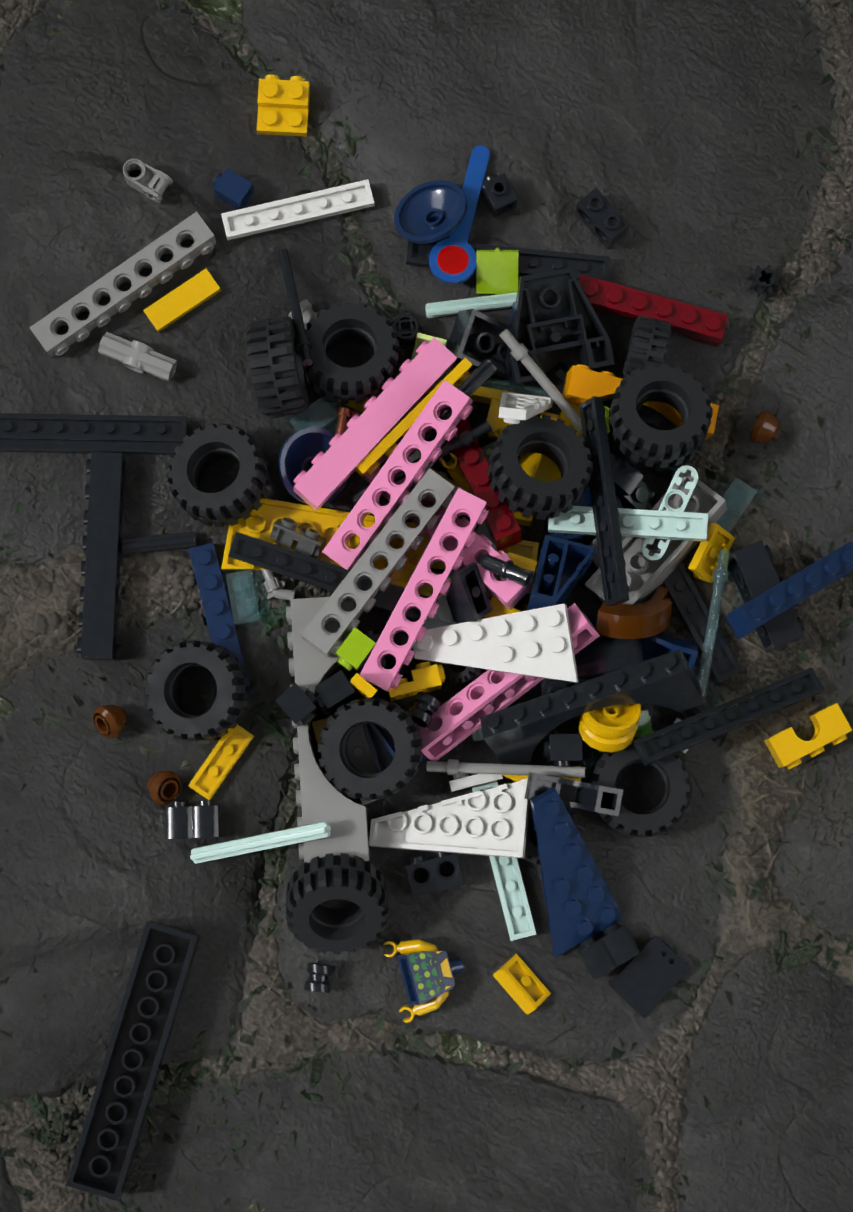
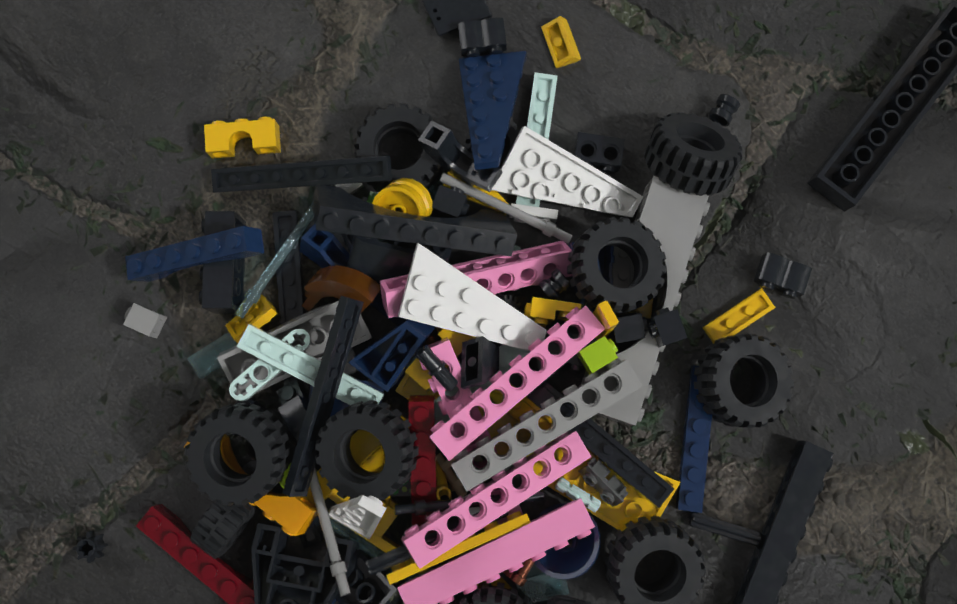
camera: 155 degrees left, 0 degrees up
(109, 720) = (823, 389): reddish brown cone -> none
(164, 787) = (797, 312): reddish brown cone -> none
(243, 597) = (669, 449): clear light blue plate -> none
(260, 842) = (735, 229): light aqua axle -> none
(274, 587) = (639, 445): light grey piece -> none
(321, 516) = (575, 492): none -> light aqua axle
(425, 974) = (637, 77): torso -> none
(765, 428) = (154, 410): reddish brown cone -> none
(817, 510) = (144, 320): none -> light grey brick

